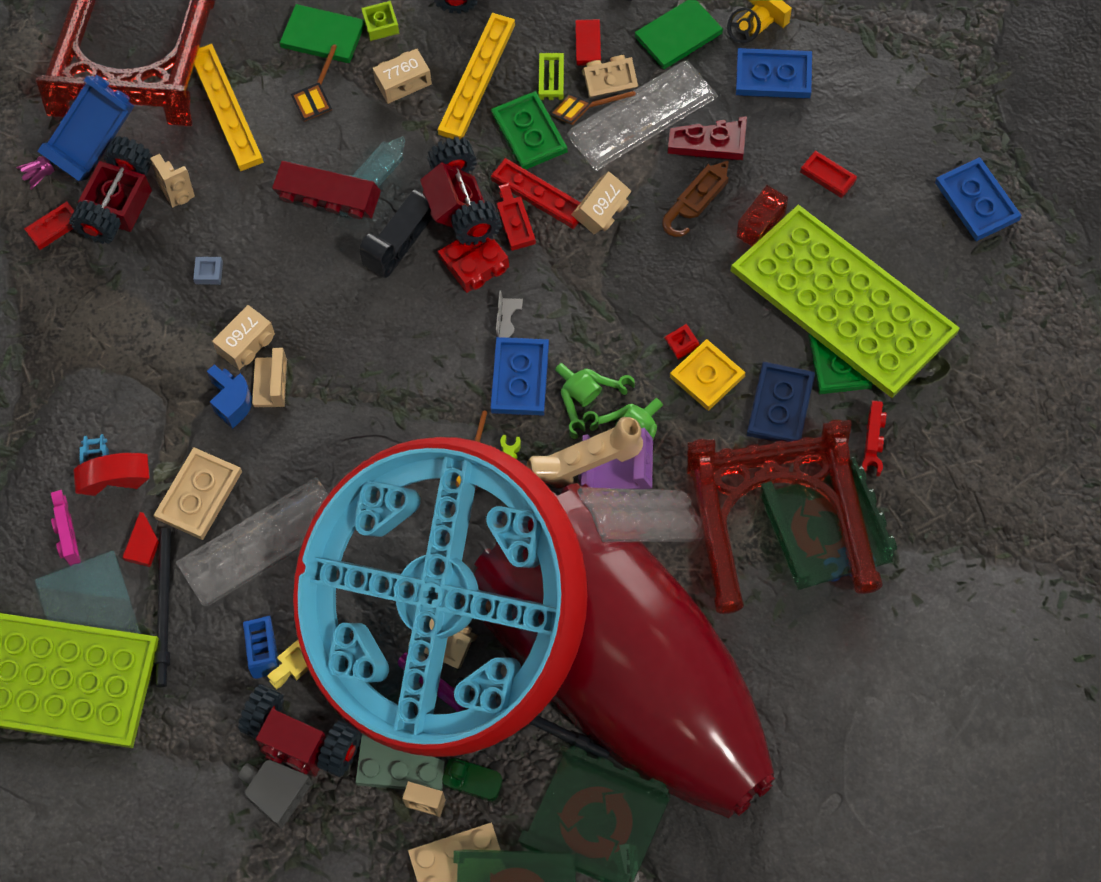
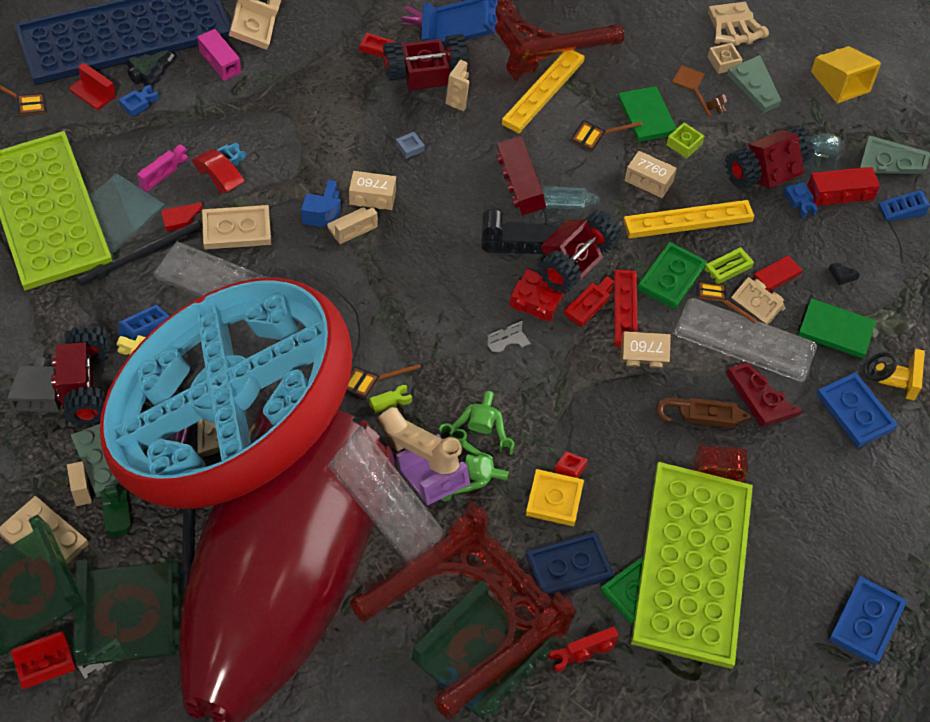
camera: 50 degrees right, 10 degrees down
(520, 376) = (463, 372): blue plate -> none
(828, 174) = (800, 496): red tile -> none

